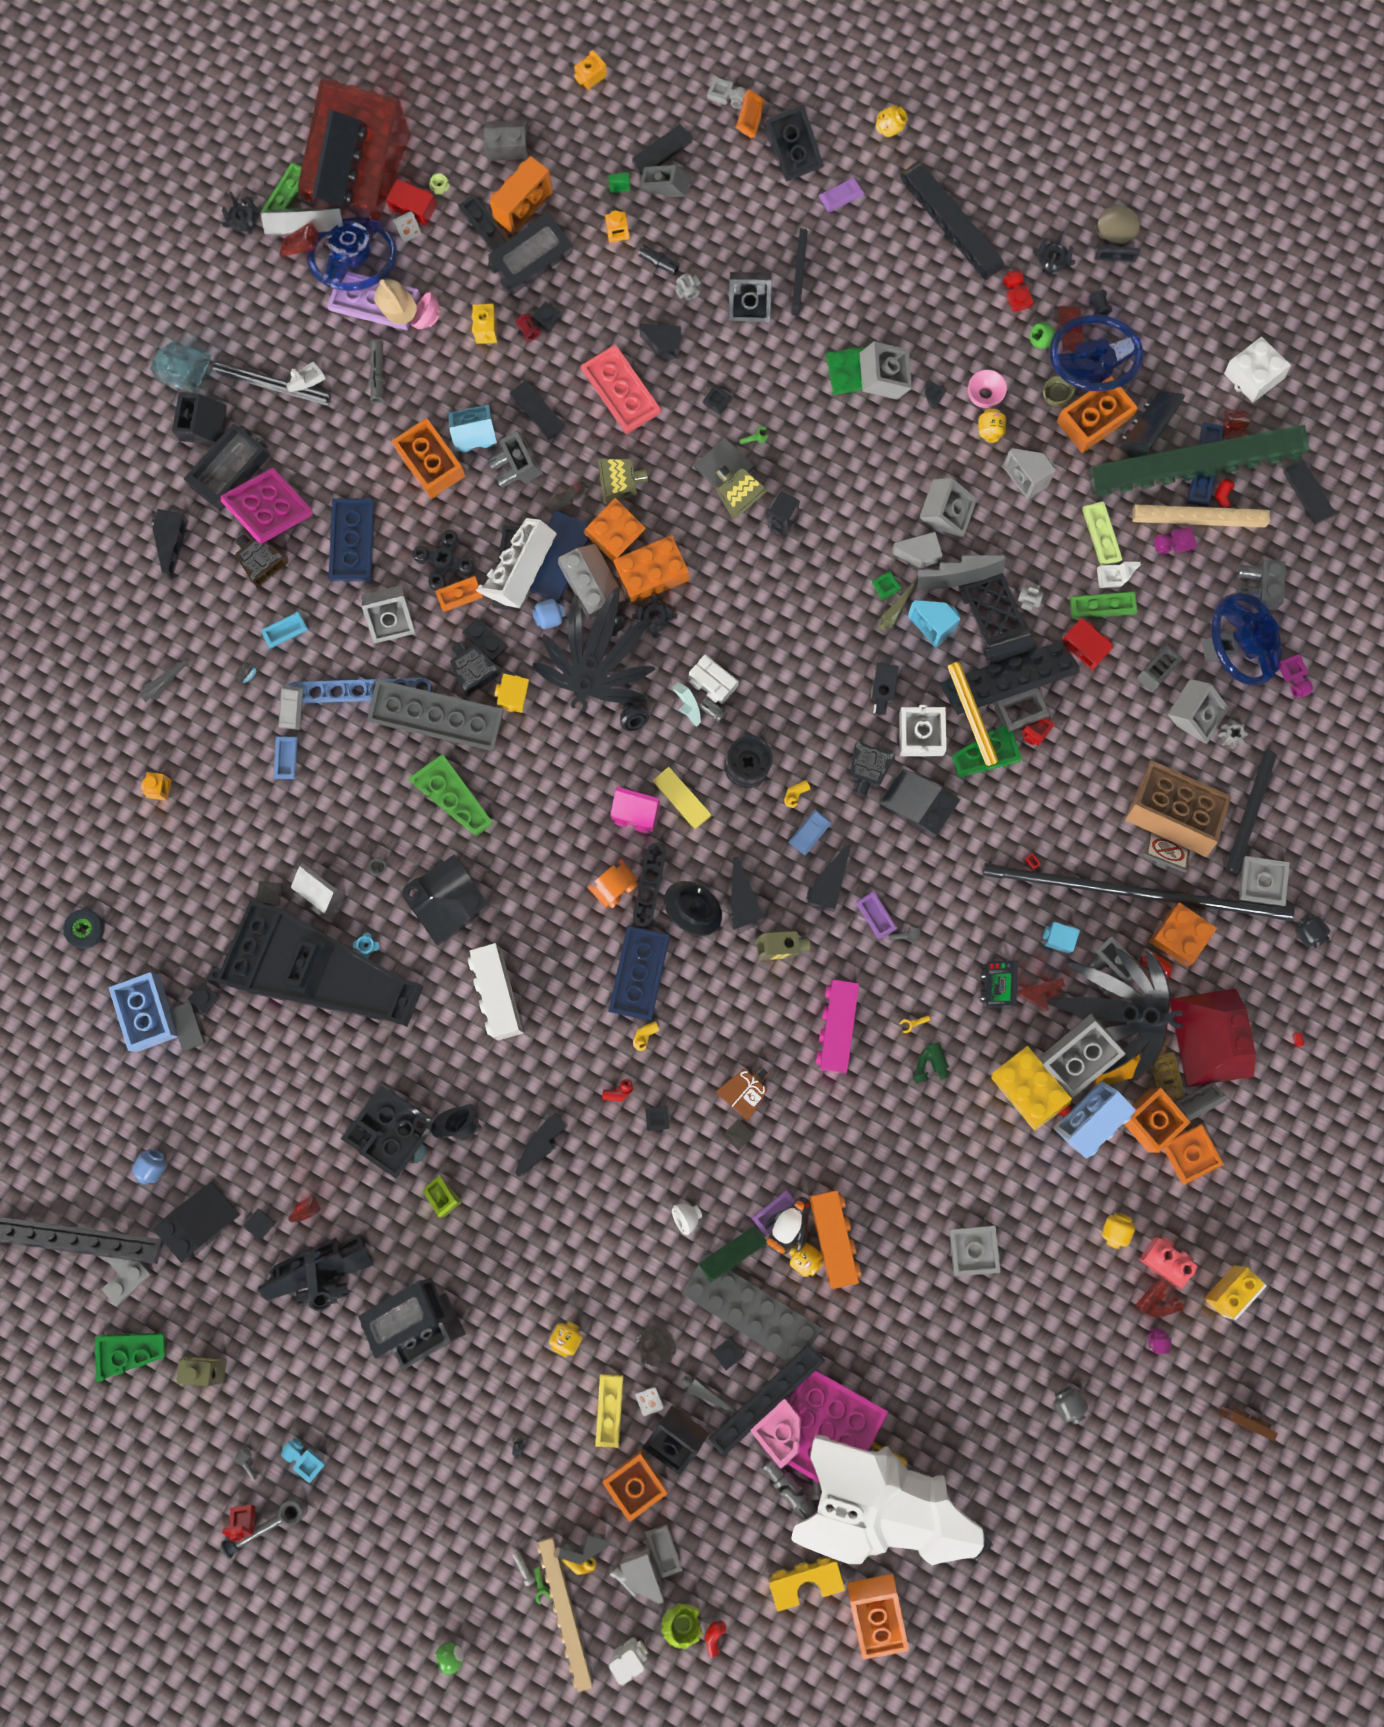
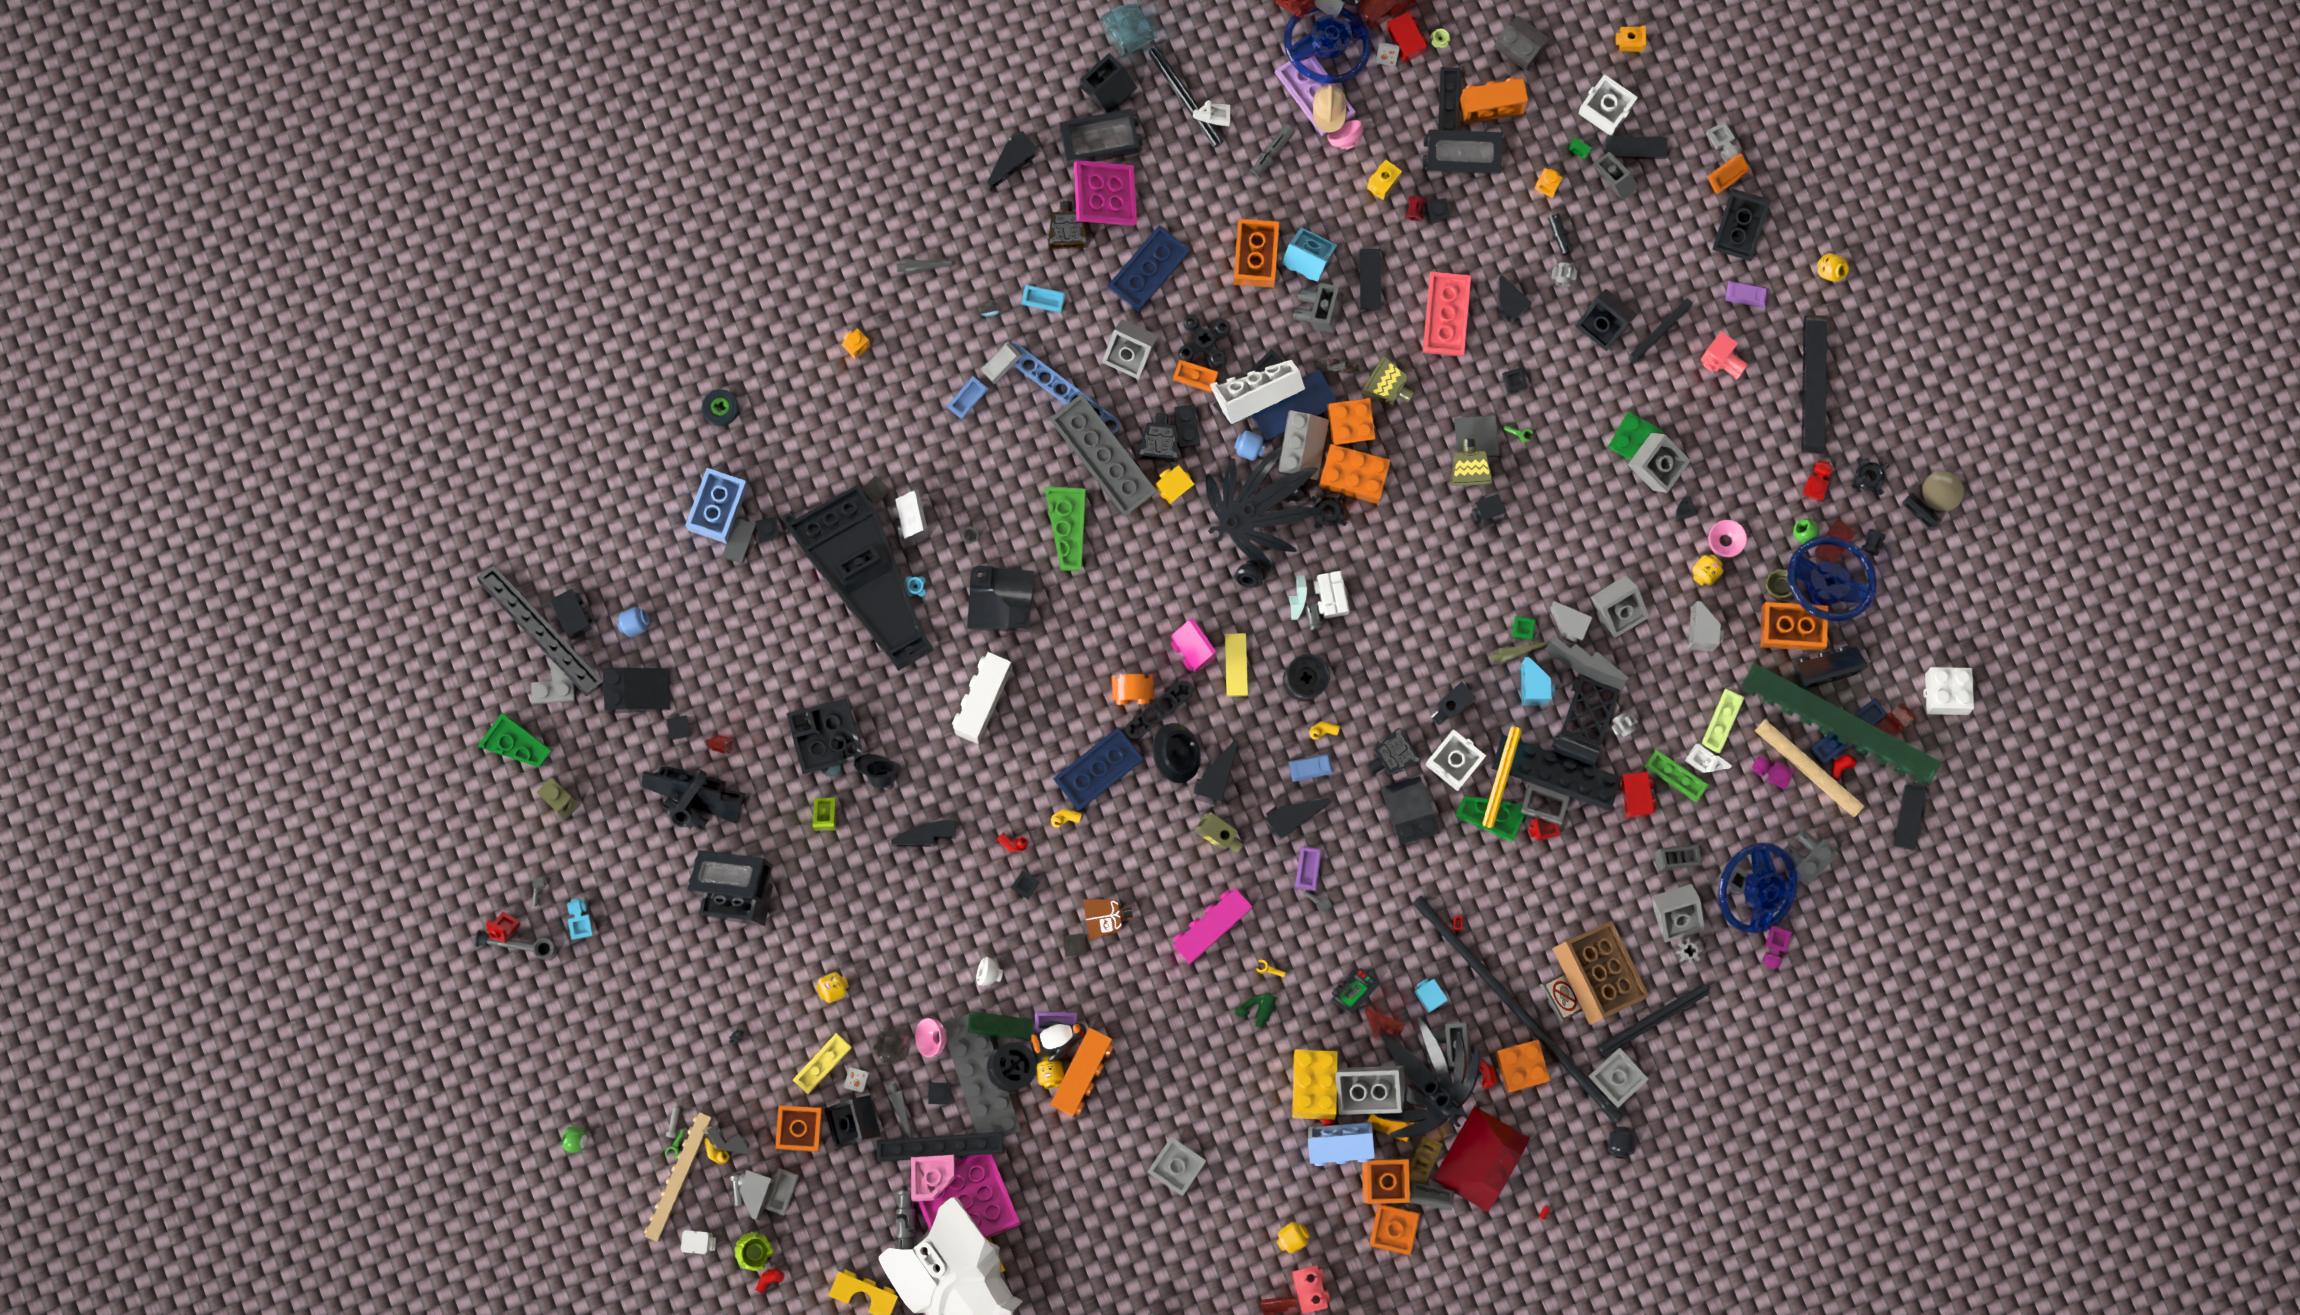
camera: 30 degrees right, 0 degrees up
(90, 1203) = (571, 614): none -> black brick
(613, 132) = (1607, 105): none -> white brick
(680, 1316) = (927, 1037): none -> bright pink piece
(784, 1279) = (1001, 1061): none -> black wheel
(864, 251) = (1721, 355): none -> coral brick

